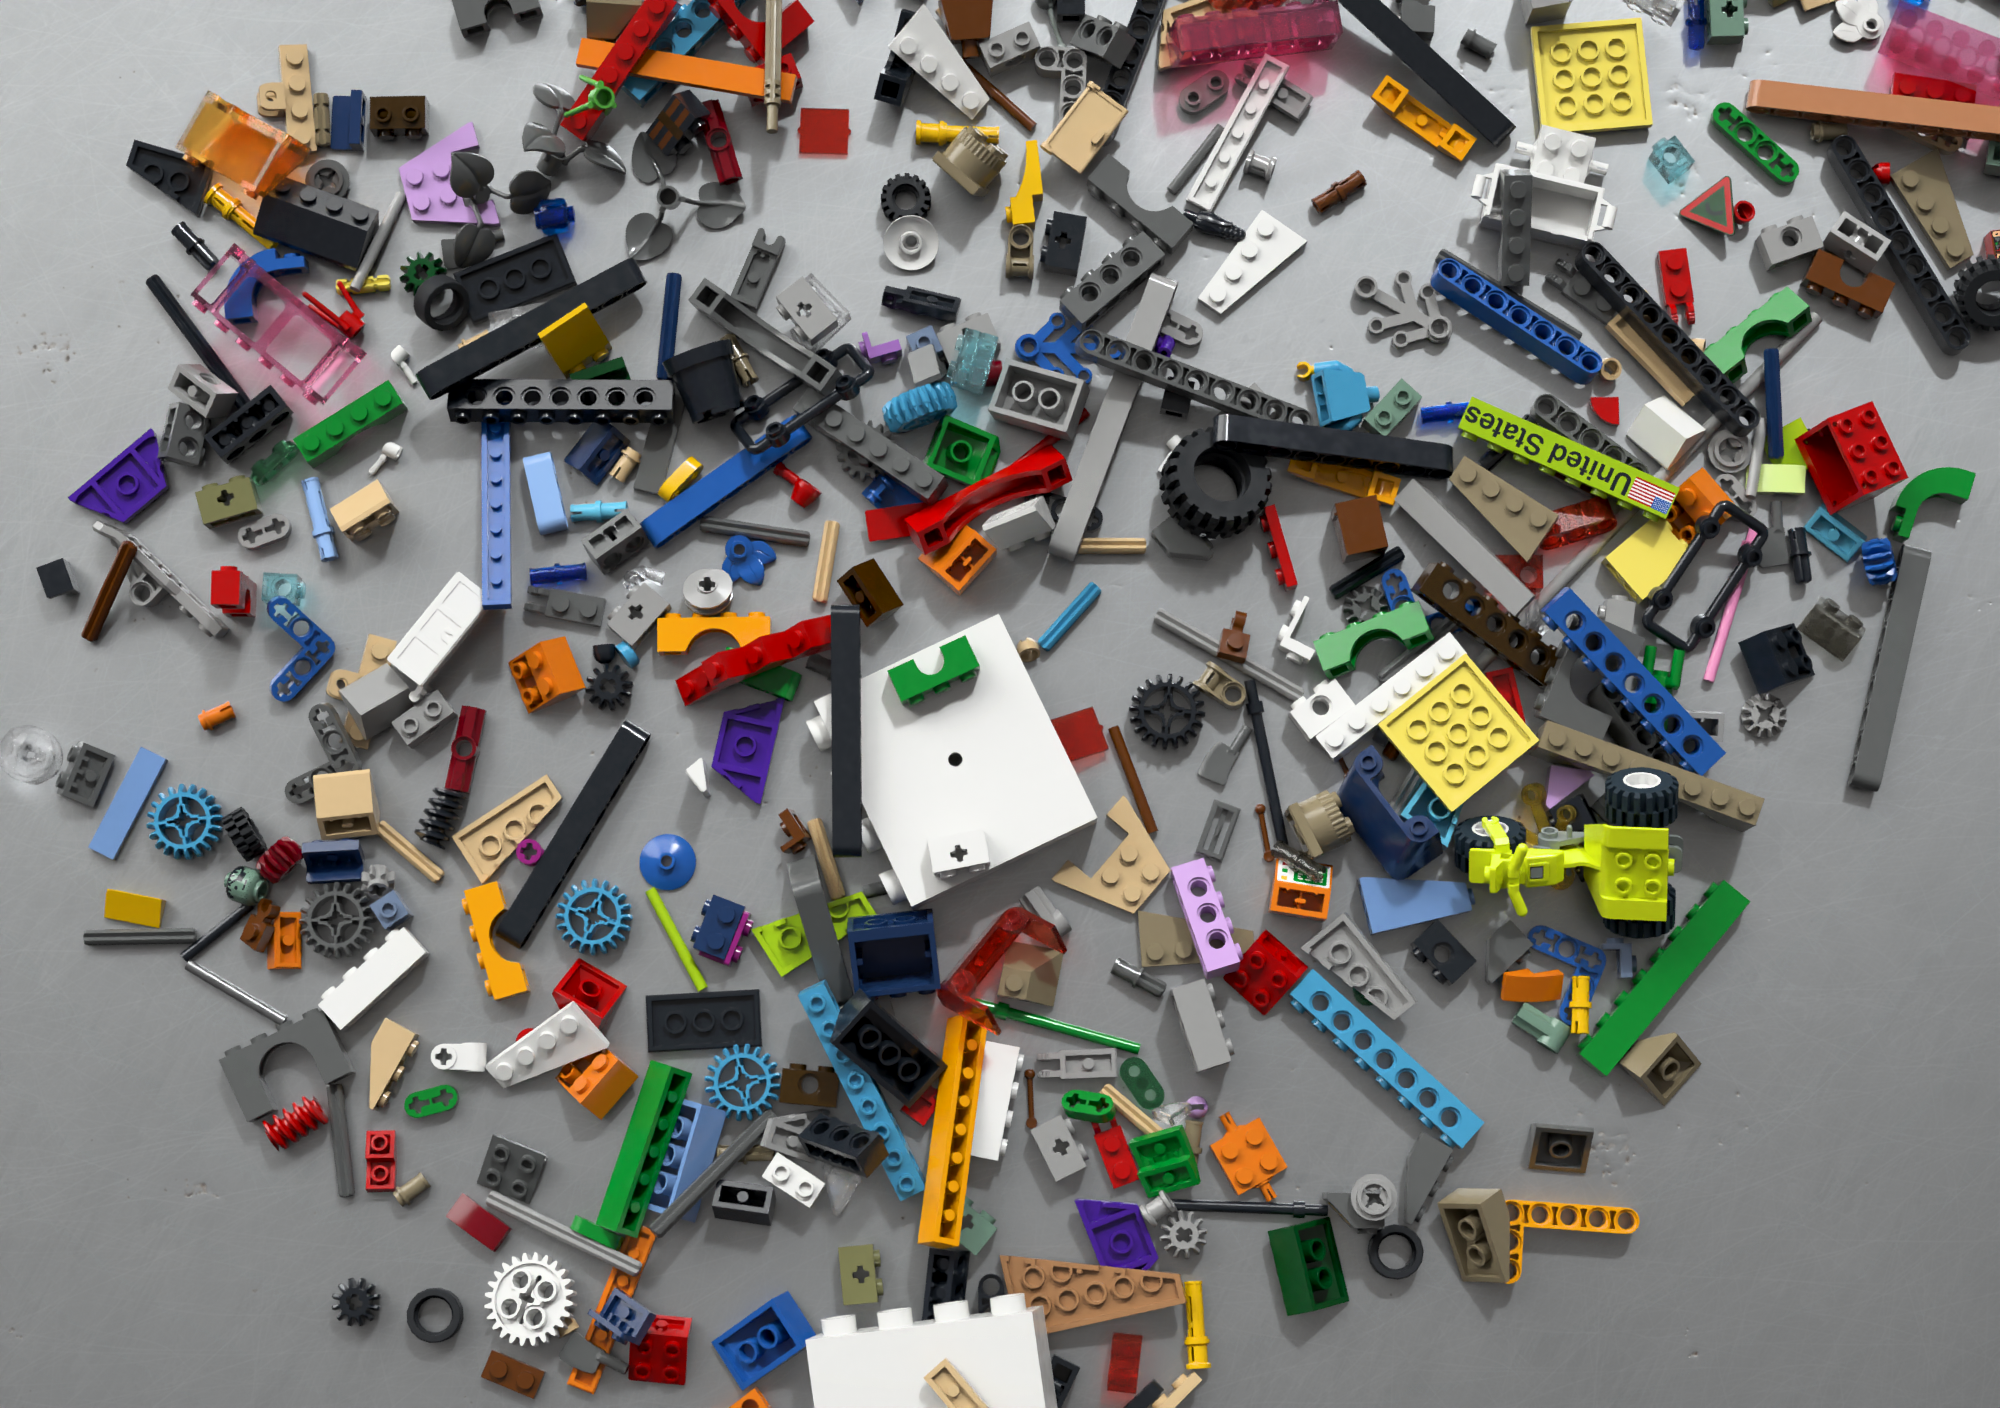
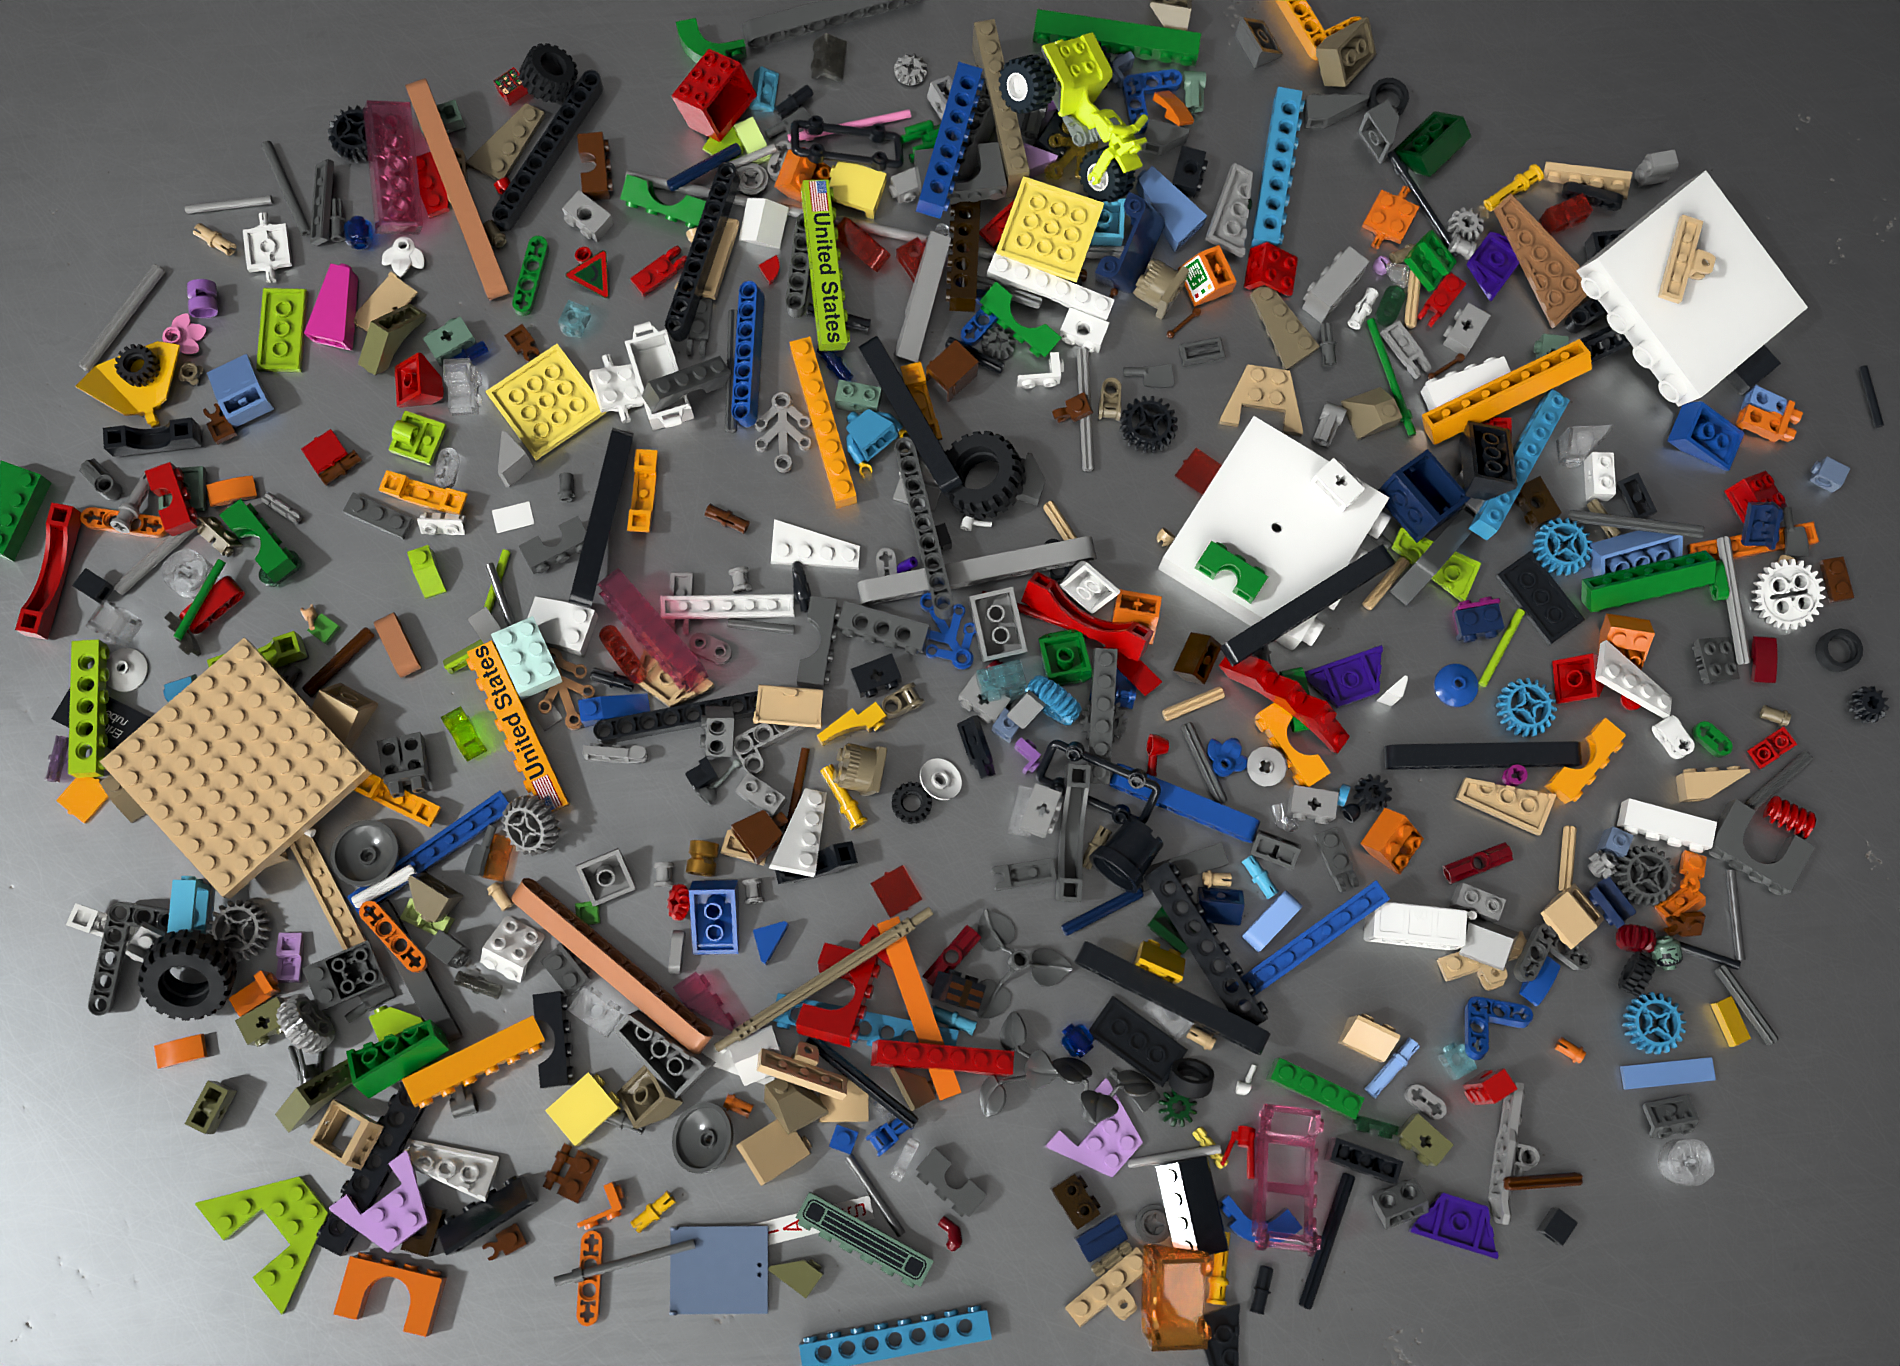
camera: 130 degrees left, 5 degrees down
(202, 390) = (1363, 1209): light grey brick -> none
(302, 732) = (1537, 989): none -> blue slope
(313, 979) = (1693, 868): none -> orange plate
(389, 450) = (1312, 1049): white hand -> none
(439, 817) = (1534, 848): black piece -> none
(558, 574) = (1320, 877): clear blue pin -> none
(598, 98) = (983, 1049): bright green plant -> none
(652, 107) = (954, 1020): none -> medium azure pin
(680, 479) = (1203, 833): yellow beam -> none
(783, 1132) = (1572, 493): light grey wing -> none
(793, 827) = (1381, 613): reddish brown bracket -> none
(843, 1145) = (1568, 441): black brick -> none
(852, 1290) = (1634, 394): olive brick -> none
(984, 954) = (1387, 444): clear red windscreen -> none
(1069, 616) = (1126, 524): dark azure axle -> none
(1088, 1106) = (1434, 324): green beam -> none
(1133, 779) = (1204, 422): reddish brown bar -> none
(1156, 1047) = (1363, 308): none -> white pin
(1213, 961) = (1281, 290): lavender brick -> none
(1255, 709) = (1110, 371): black bar -> none
(1277, 548) = (997, 415): red plate -> none
(1298, 861) = (1192, 285): clear smoke pin -> none
(1386, 356) = (823, 422): none -> light orange brick
(1387, 1195) = (1383, 110): light grey gear -> none
(1511, 512) = (881, 282): dark tan wing -> none
(1580, 1005) = (1167, 72): yellow pin -> none
(1613, 365) = (742, 276): tan hinge -> none
(1679, 89) = (522, 342): none -> reddish brown plate
(1776, 658) = (871, 78): black slope -> none
(1856, 242) = (563, 173): light grey brick -> none
(1879, 561) = (769, 49): blue gear -> none

